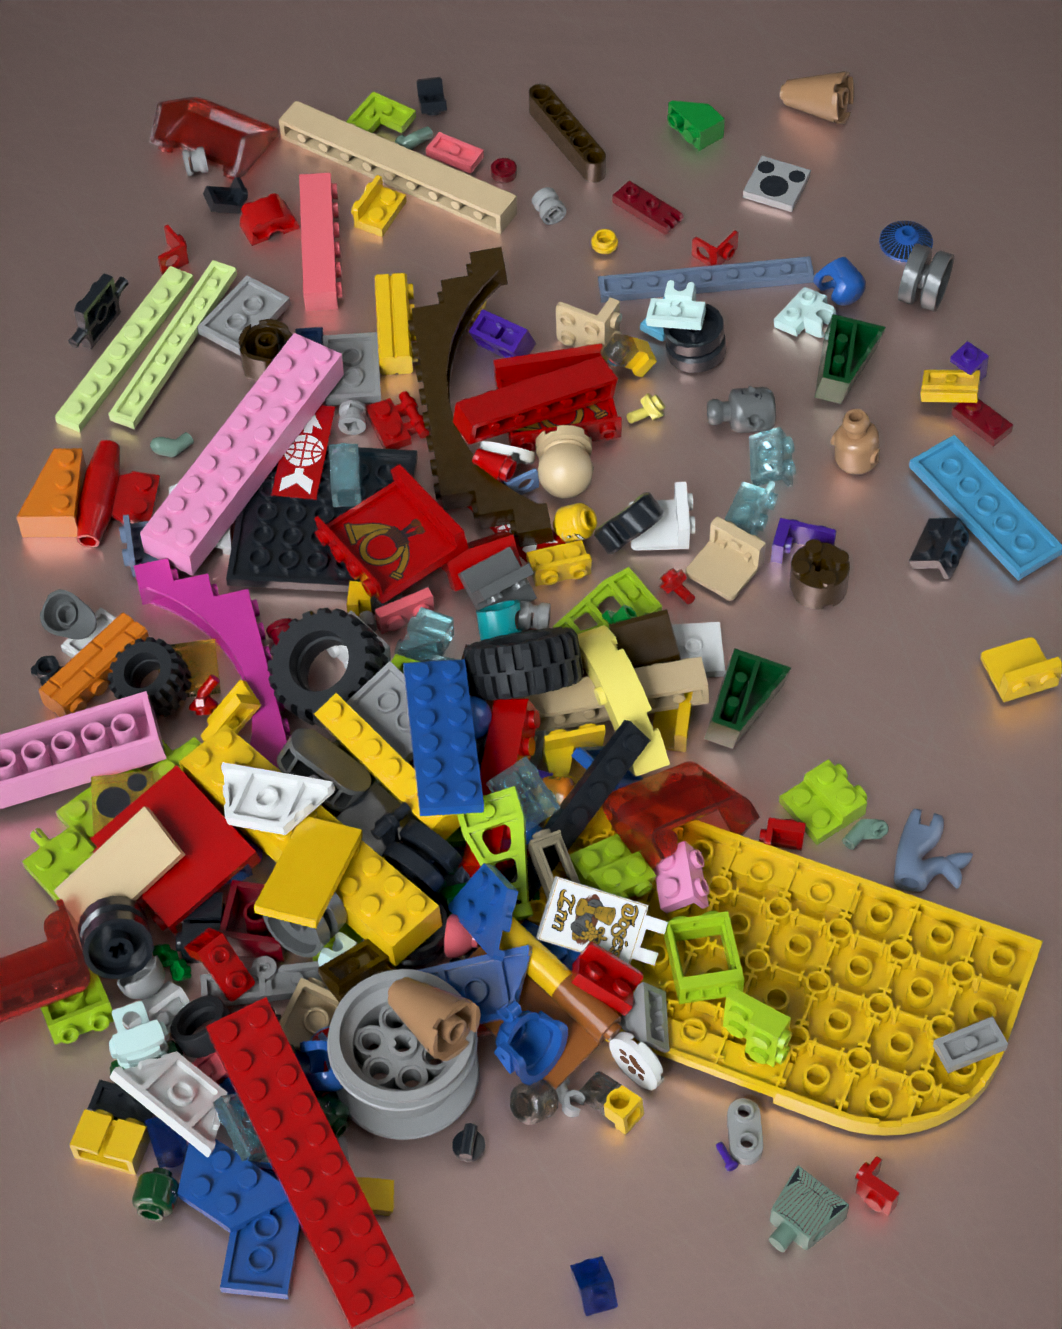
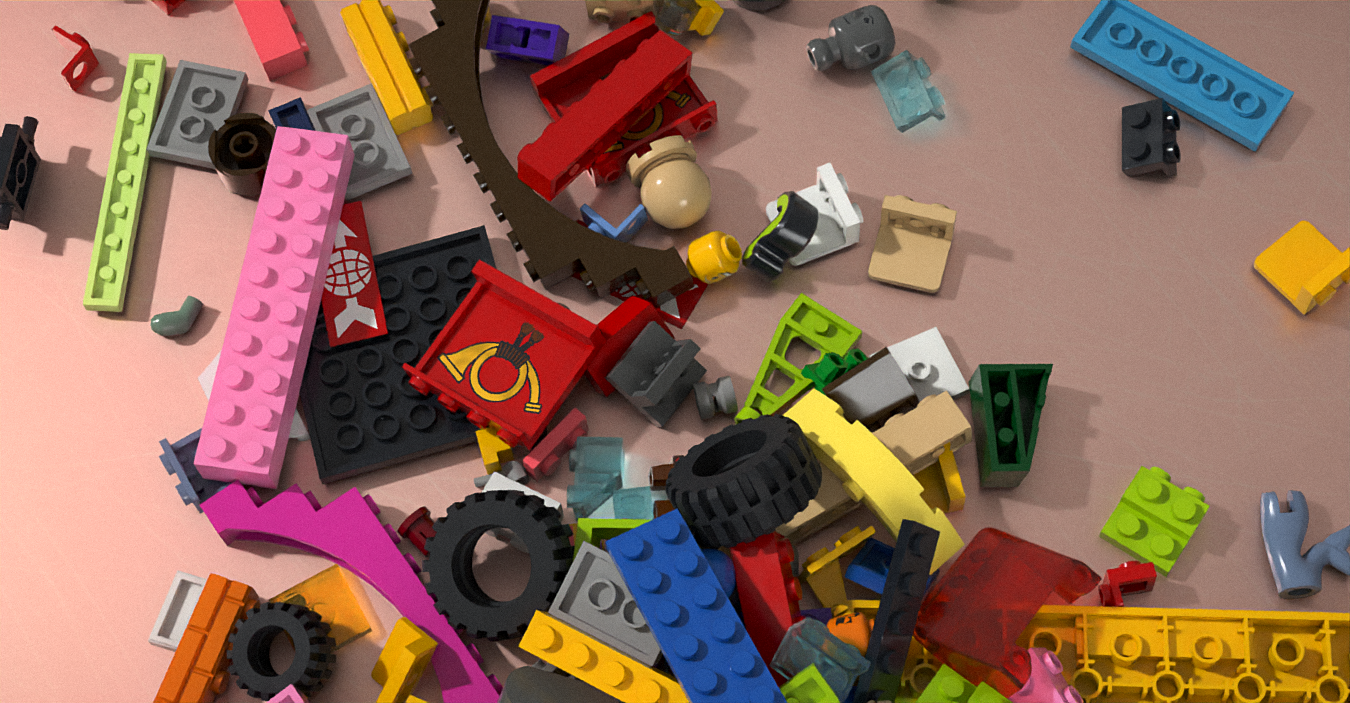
camera: 15 degrees left, 10 degrees up
(45, 664) = (134, 680): black plate -> none
(55, 497) = (62, 440): orange wedge -> none
(67, 616) = (143, 601): dark grey piece -> none
(112, 495) = (132, 413): red plate -> none
(124, 349) = (65, 208): yellowish green plate -> none
(204, 703) = (360, 658): red plate -> none
(345, 475) = (416, 294): clear light blue slope -> none
(352, 417) = (386, 207): light grey wheel -> none
(388, 425) = (433, 200): red plate -> none
(495, 464) = (593, 218): red cone -> none
(498, 619) = (682, 431): teal helmet -> none
(518, 454) = (596, 193): white tile -> none
(559, 563) = (715, 314): yellow bracket -> none
(651, 407) = (740, 70): light yellow plate -> none
(672, 581) = (858, 292): red plate -> none
(751, 506) = (910, 165): clear light blue bracket -> none
(797, 532) = (975, 178): dark purple bracket -> none
(819, 574) = (1029, 225): dark brown brick -> none
(856, 443) = (1004, 42): medium nougat piece -> none
(865, 830) = (1218, 538): sand green arm -> none

